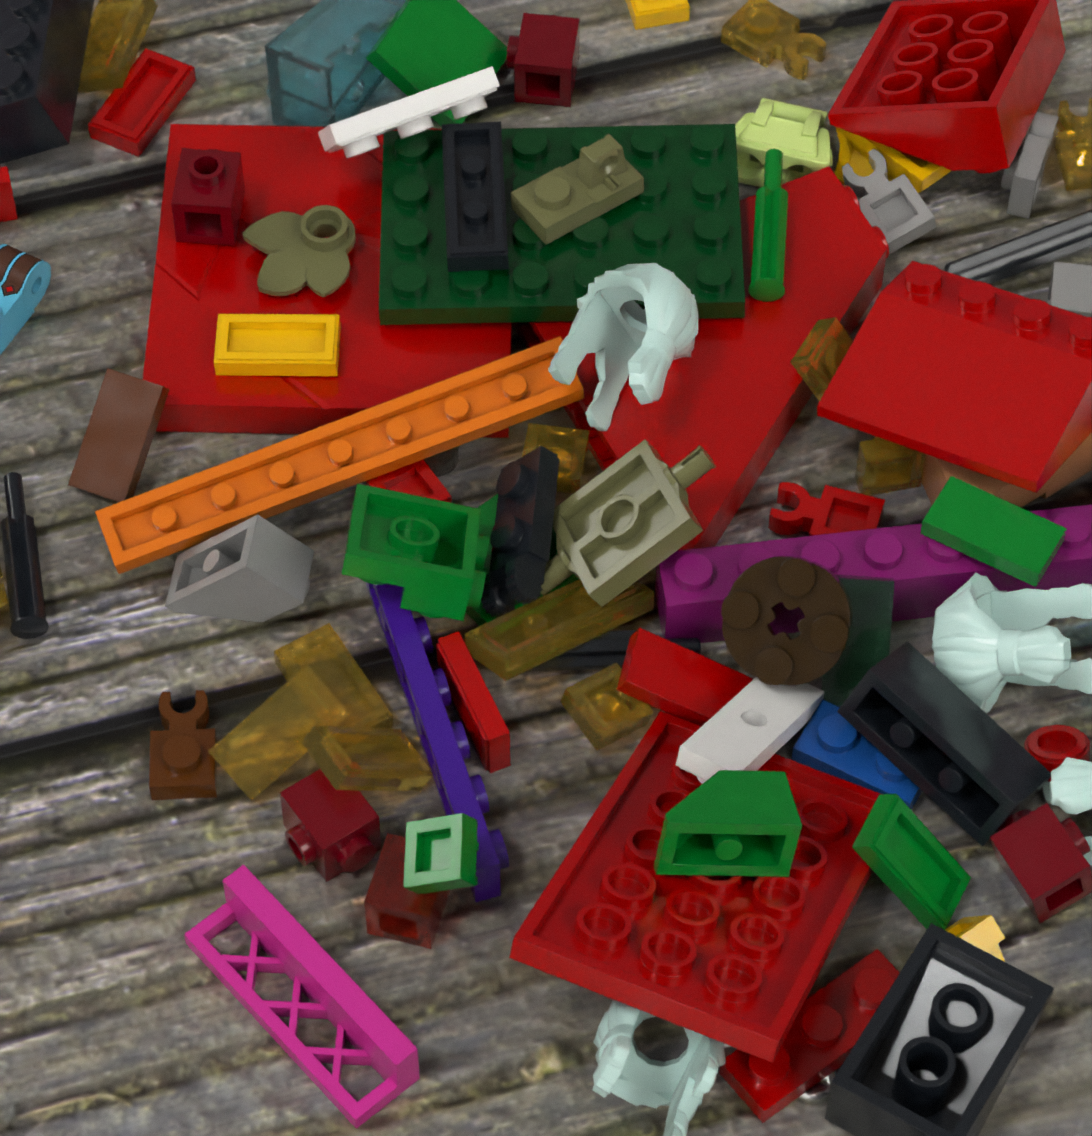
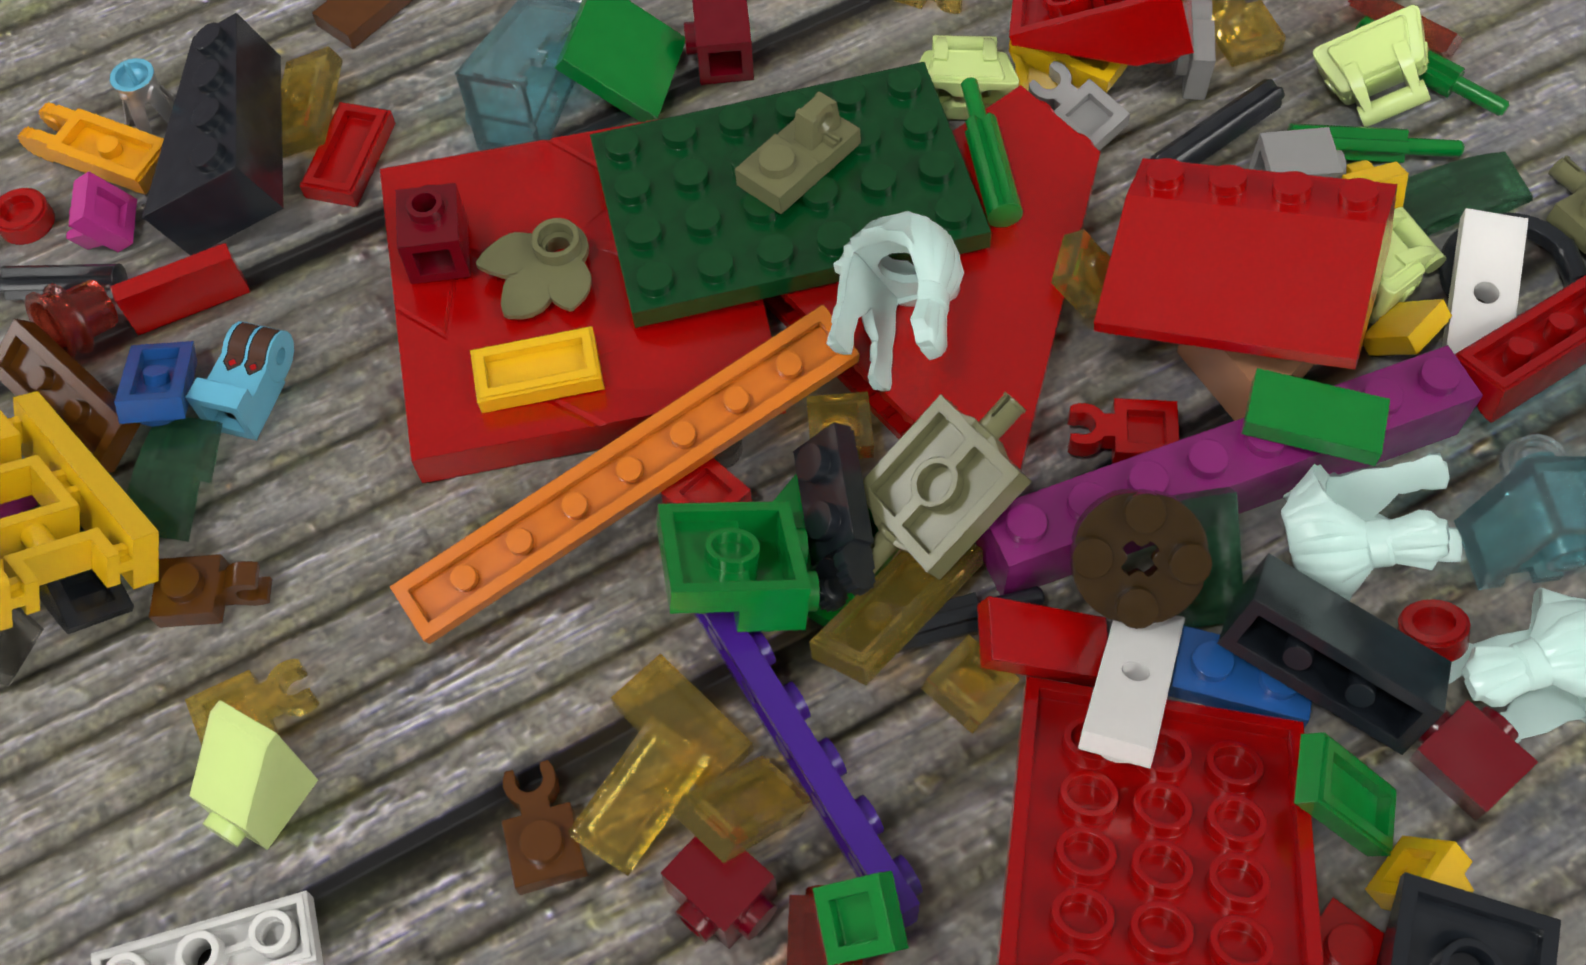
camera: 10 degrees left, 5 degrees up
(22, 564) = (325, 658): black axle -> none
(118, 436) = (397, 499): reddish brown tile -> none
(242, 574) = (557, 621): light grey slope -> none
(410, 114) = (614, 112): white tile -> none
(474, 197) = (699, 181): black tile -> none
(474, 703) = (835, 712): red tile -> none
(732, 828) = (1177, 817): green slope -> none
(887, 467) = (1164, 366): clear yellow plate -> none

